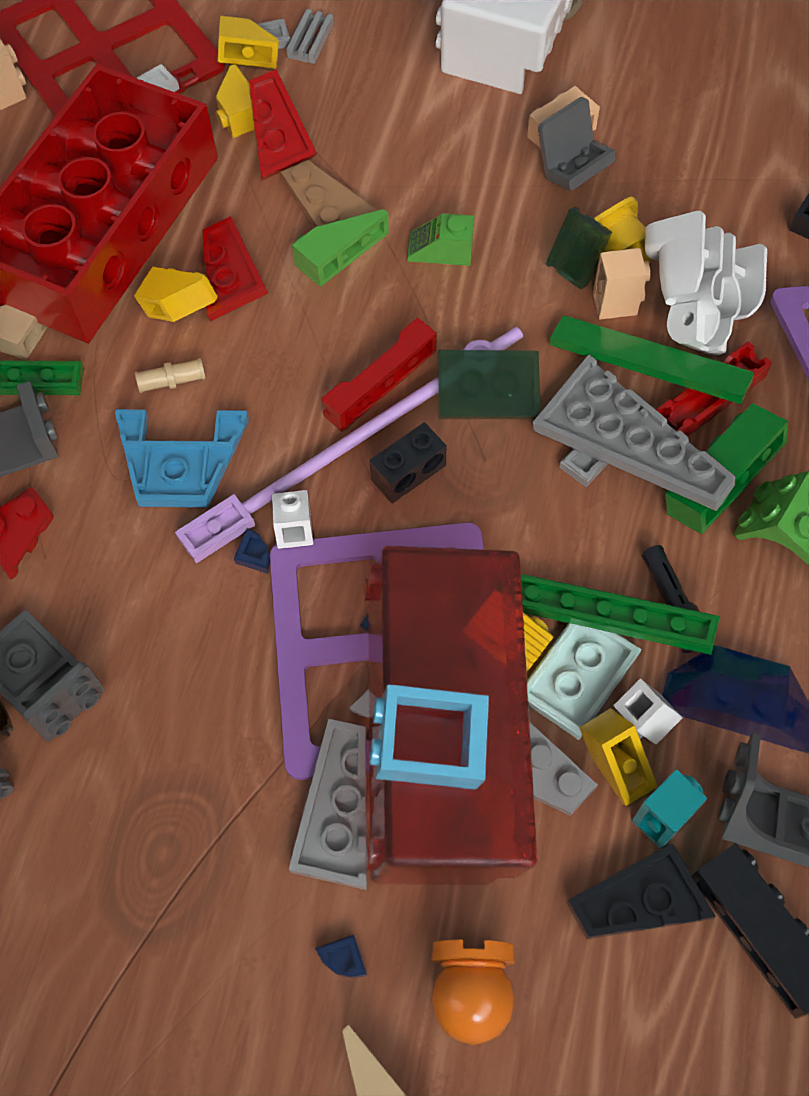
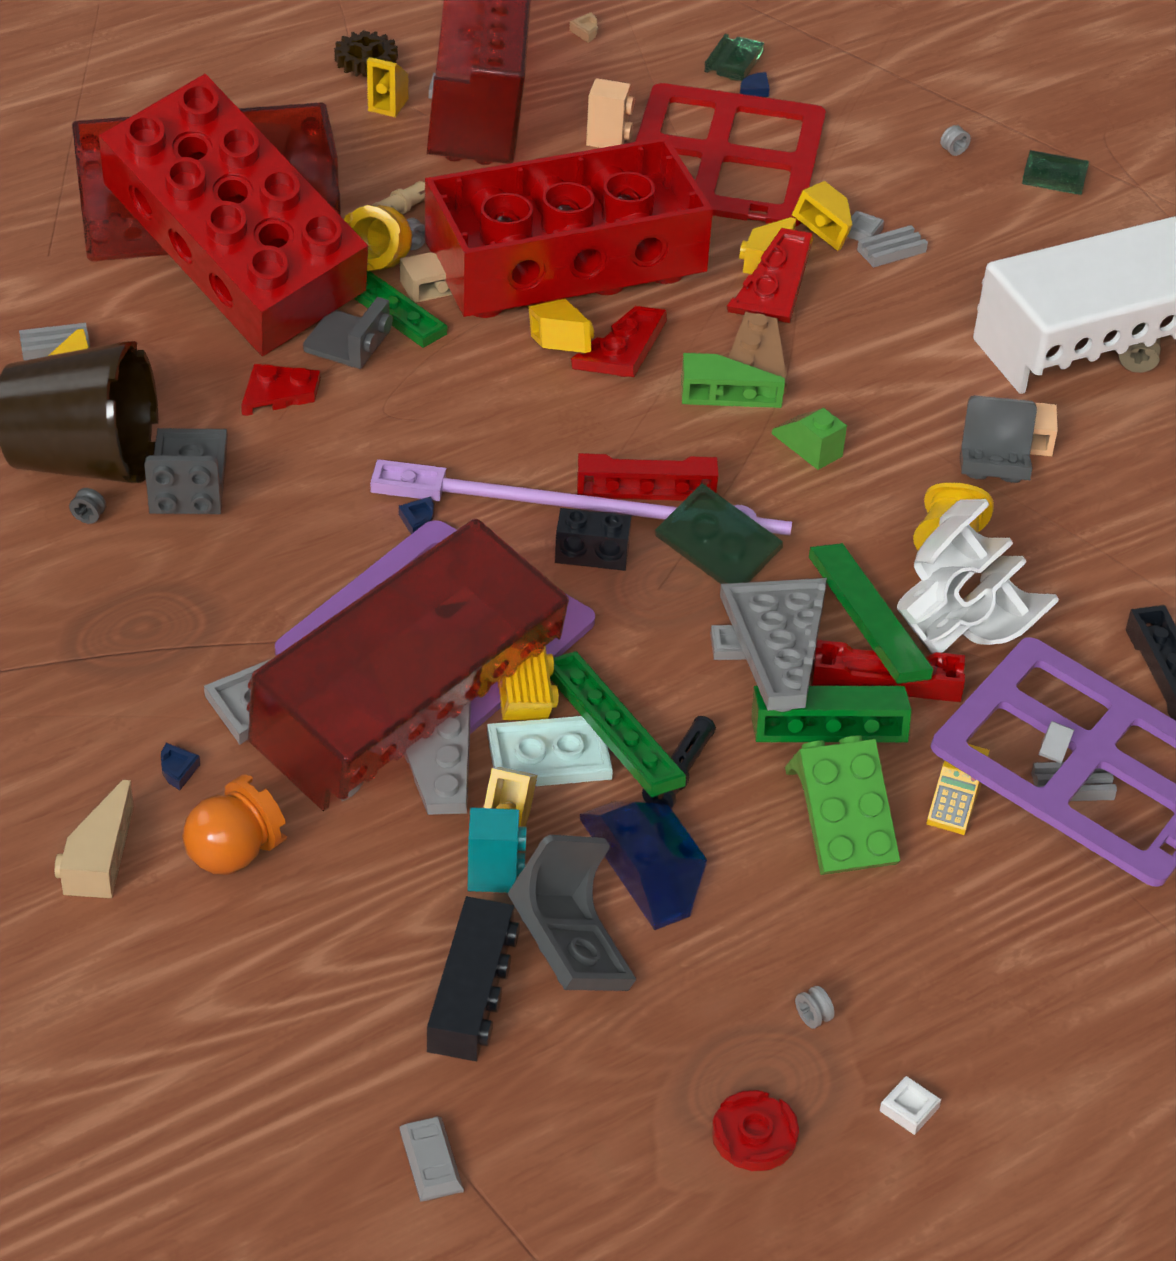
camera: 40 degrees right, 20 degrees down
(160, 77) = (726, 198): white tile -> none
(170, 375) = (496, 375): tan pin -> none
(178, 470) = (432, 434): dark azure wing -> none
(292, 519) = (463, 504): white brick -> none
(474, 738) = (381, 655): medium azure window -> none
(578, 248) = (906, 503): clear green plate -> none
(620, 283) = (900, 539): light nougat brick -> none
(641, 898) = (411, 893): black wing -> none
(648, 711) = (558, 794): white brick -> none

